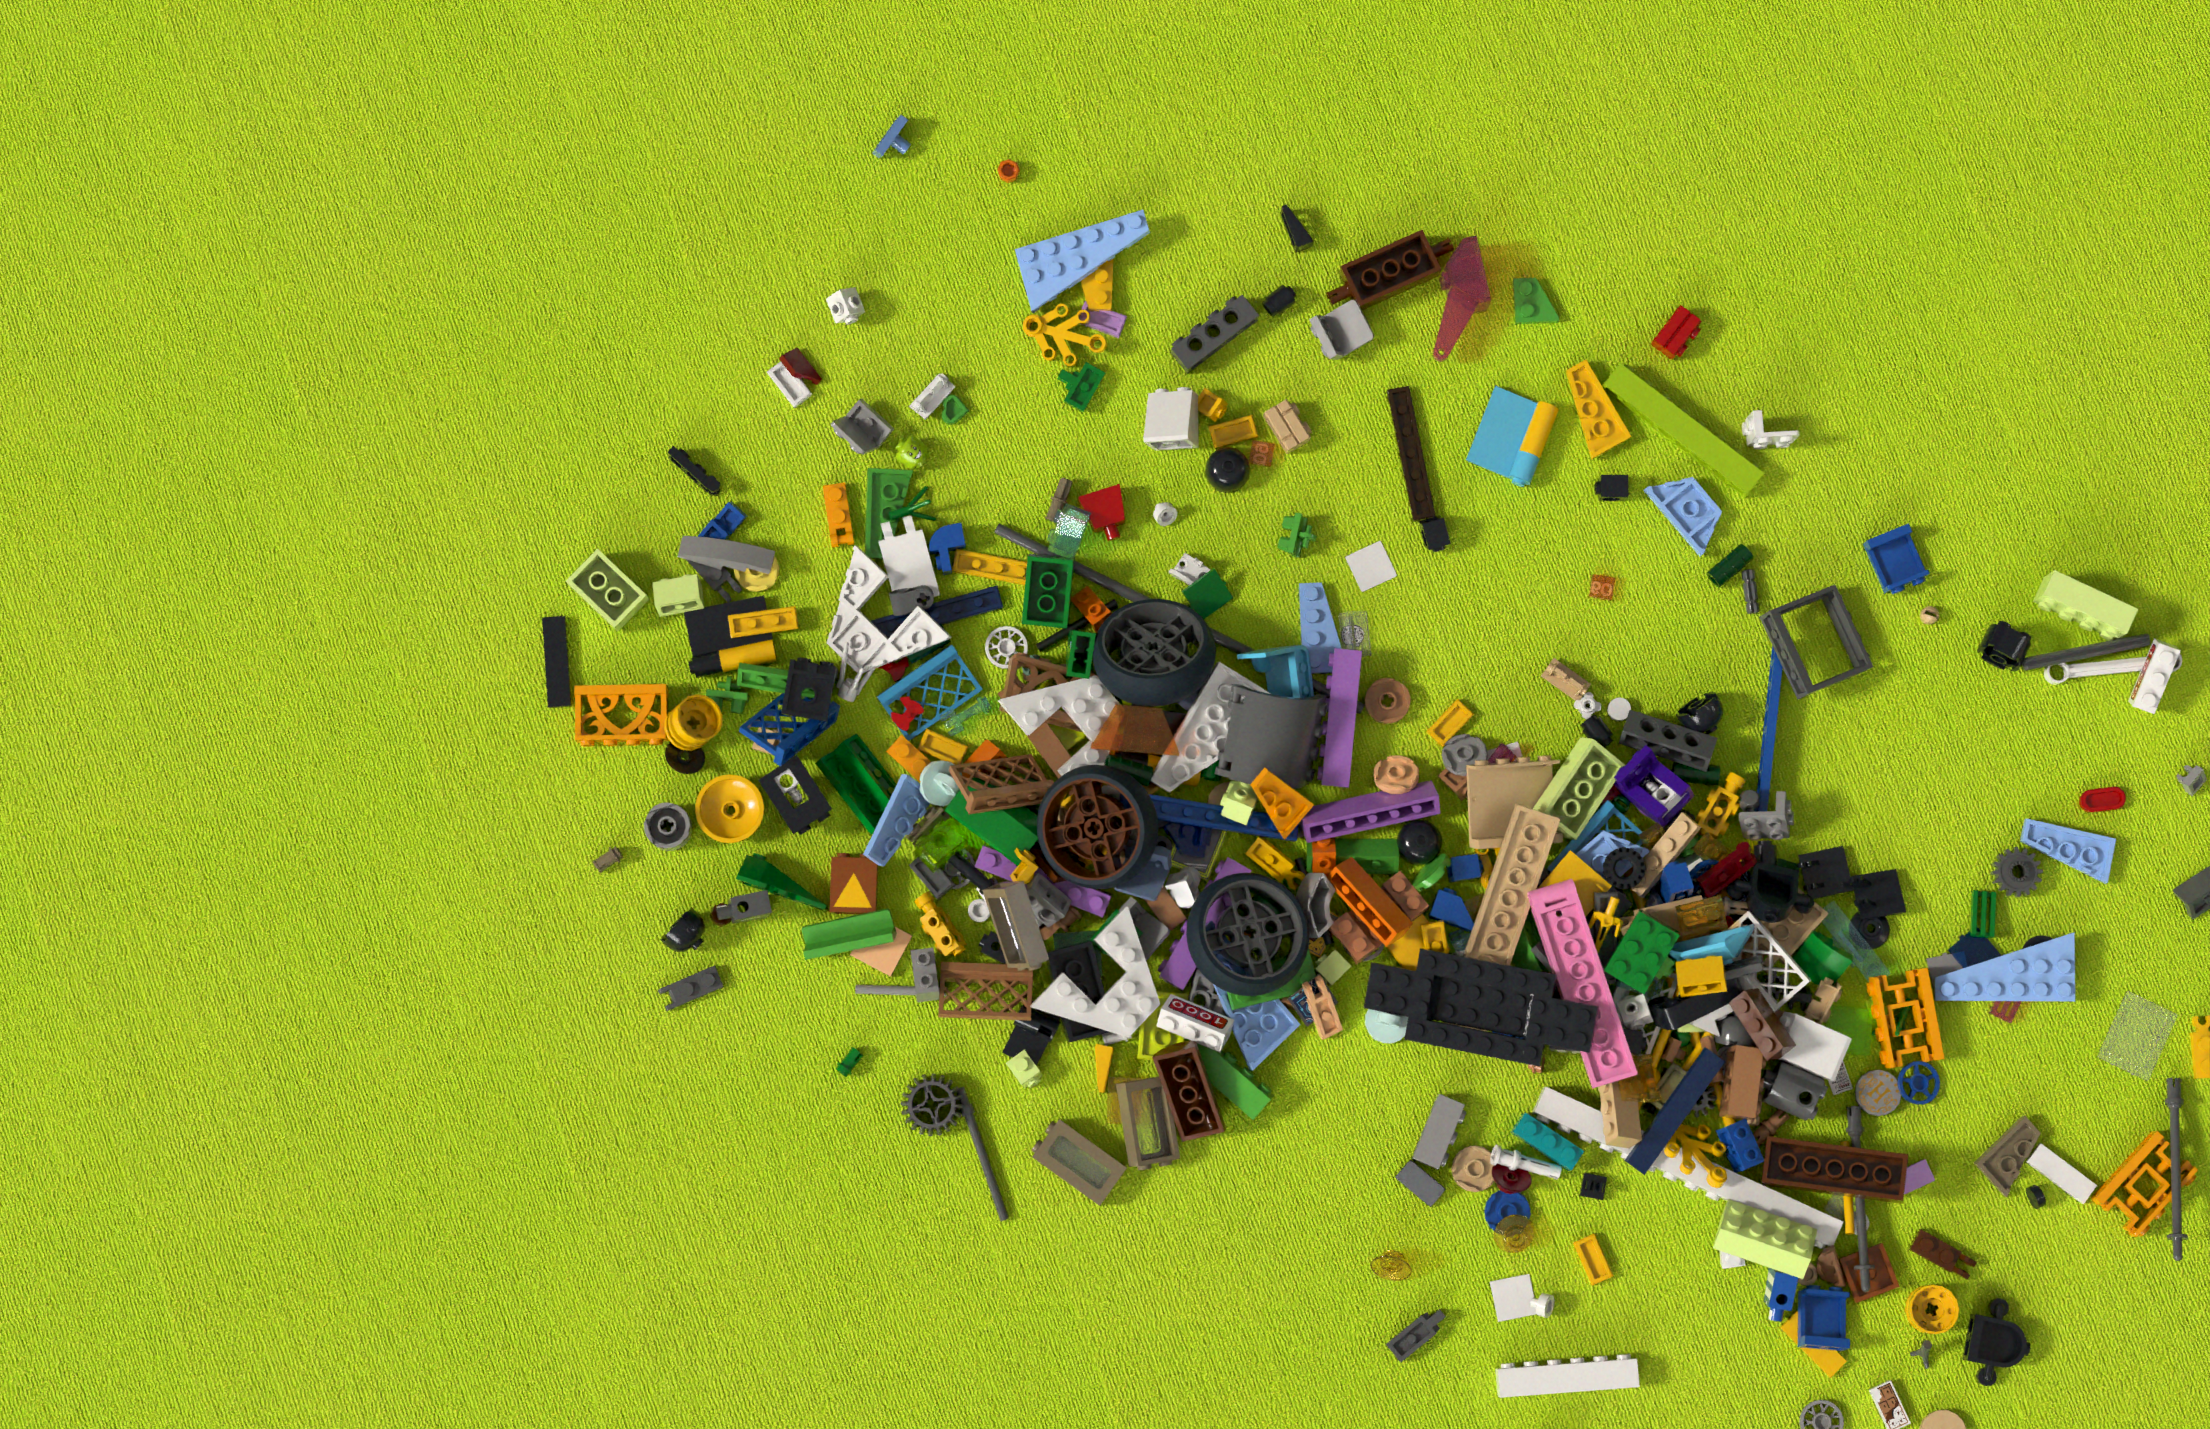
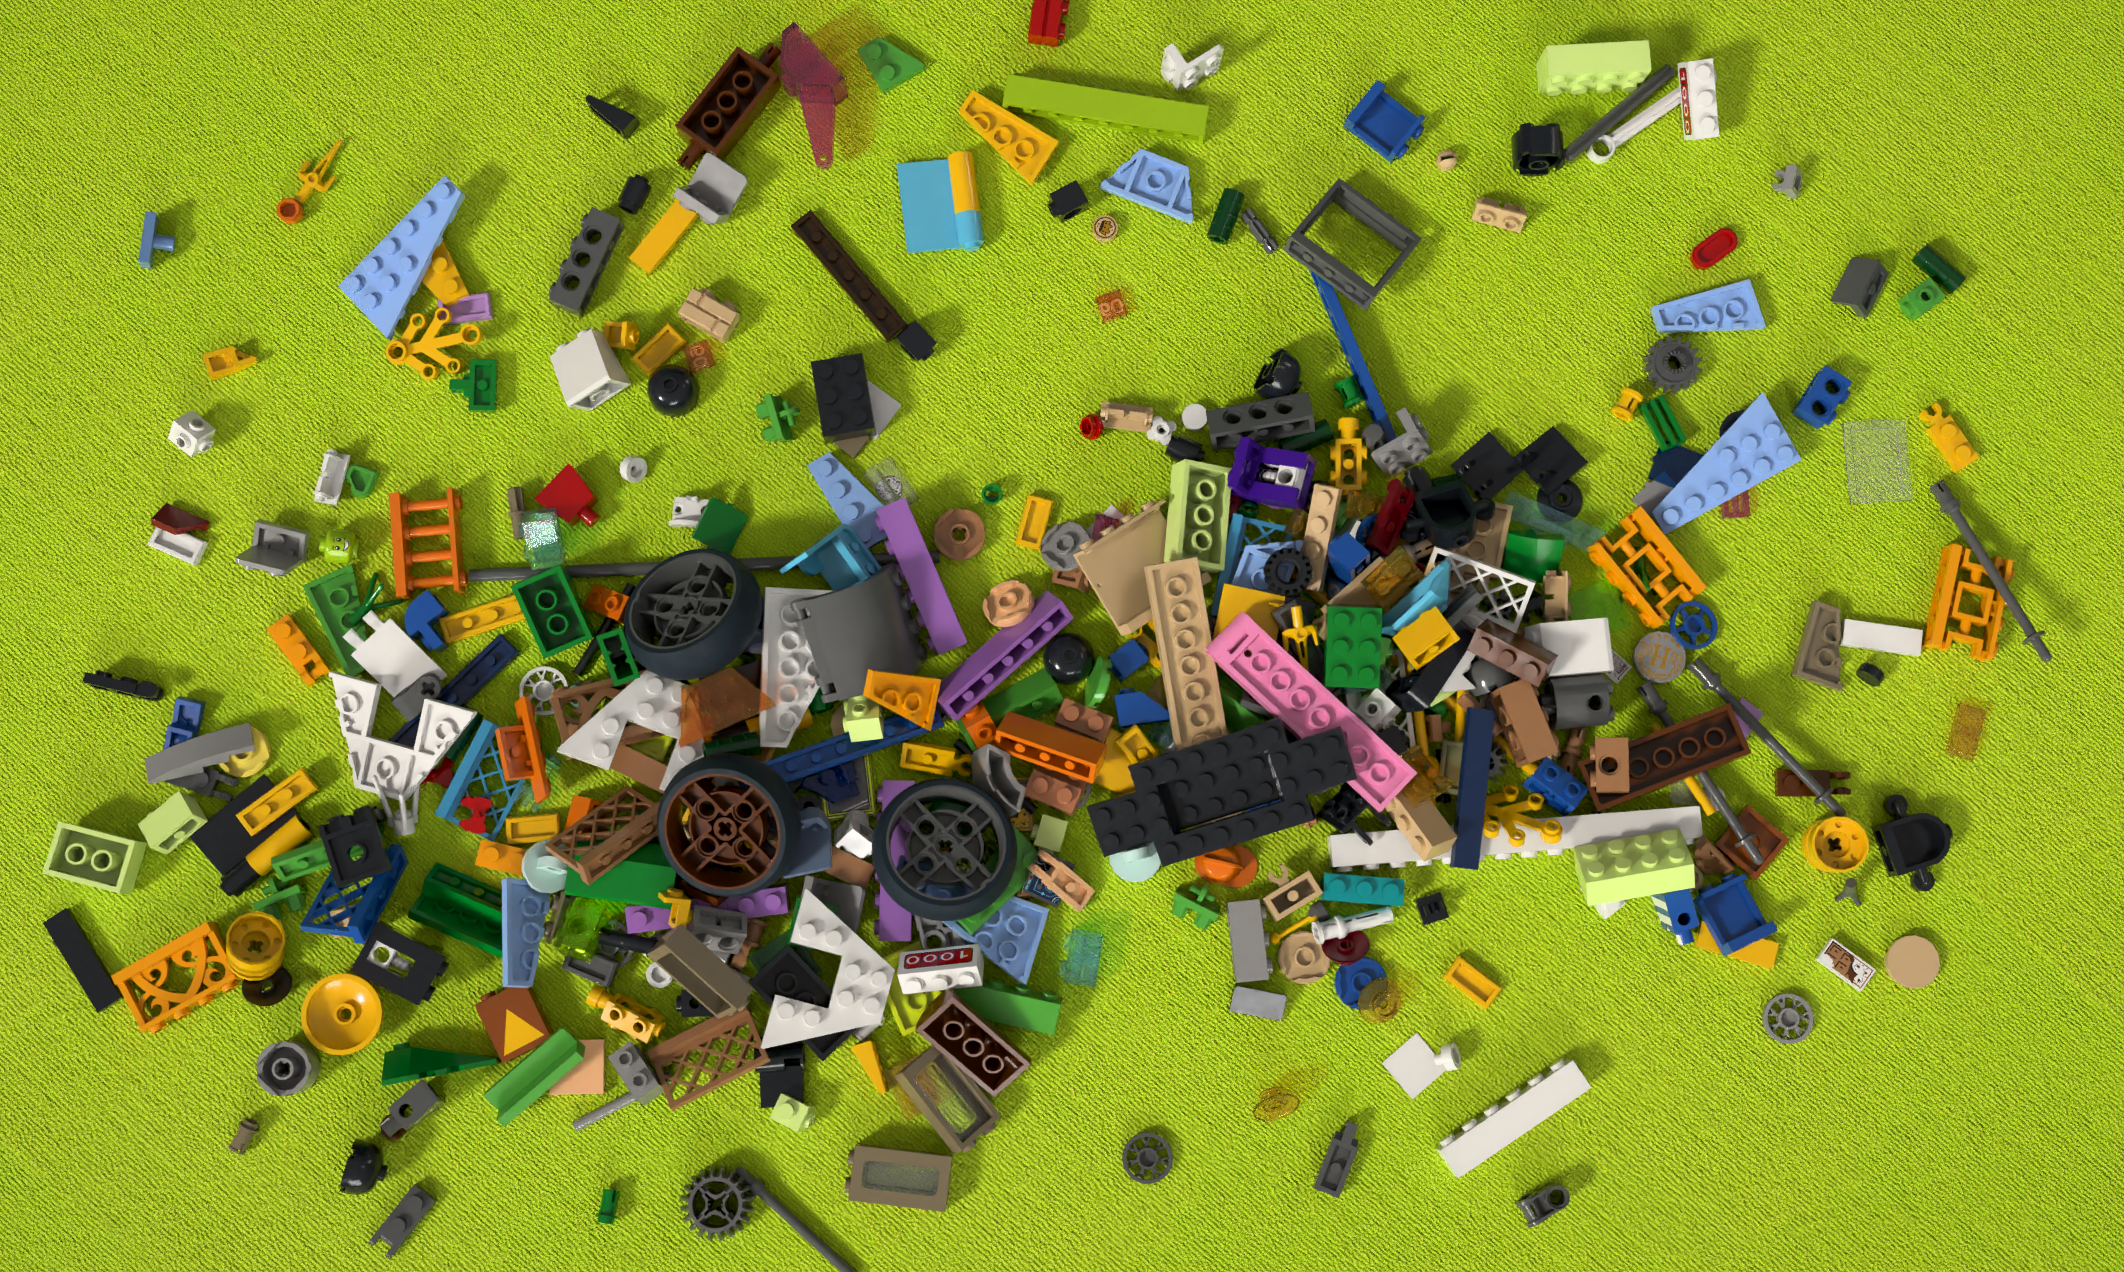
camera: 30 degrees left, 0 degrees up
(899, 262) = (226, 362): none -> yellow slope
(966, 469) = (405, 558): none -> orange fence
(968, 684) = (522, 752): none -> orange bracket
(1038, 155) = (313, 179): none -> yellow piece
(1272, 1252) = (1147, 1158): none -> dark grey wheel
(1283, 345) = (663, 237): none -> yellow tile
(1305, 1074) = (1082, 957): none -> clear light blue brick
(1343, 582) = (852, 446): none -> dark tan tile
(1355, 547) = (843, 398): none -> black brick
(1419, 1091) = (1197, 900): none -> bright green hips
(1426, 687) = (992, 499): none -> green hinge
(1454, 1067) = (1227, 866): none -> orange piece
(1490, 1114) = (1290, 893): none -> tan brick
(1502, 1139) = (1315, 913): none -> hinge
(1534, 673) = (1091, 426): none -> red plate
(1570, 1072) = (1345, 808): none -> black plate
(1630, 524) = (1105, 228): none -> tile
(1750, 755) = (1349, 392): none -> green bush
(1790, 1165) = (1615, 749): none -> medium nougat brick
(1908, 1134) = (1713, 682): none -> dark grey bar
(1954, 687) = (1509, 217): none -> tan hinge
(1963, 883) = (1627, 404): none -> yellow bush
(2086, 1282) = (1965, 732): none -> clear yellow plate
(2118, 958) = (1818, 394): none -> blue brick

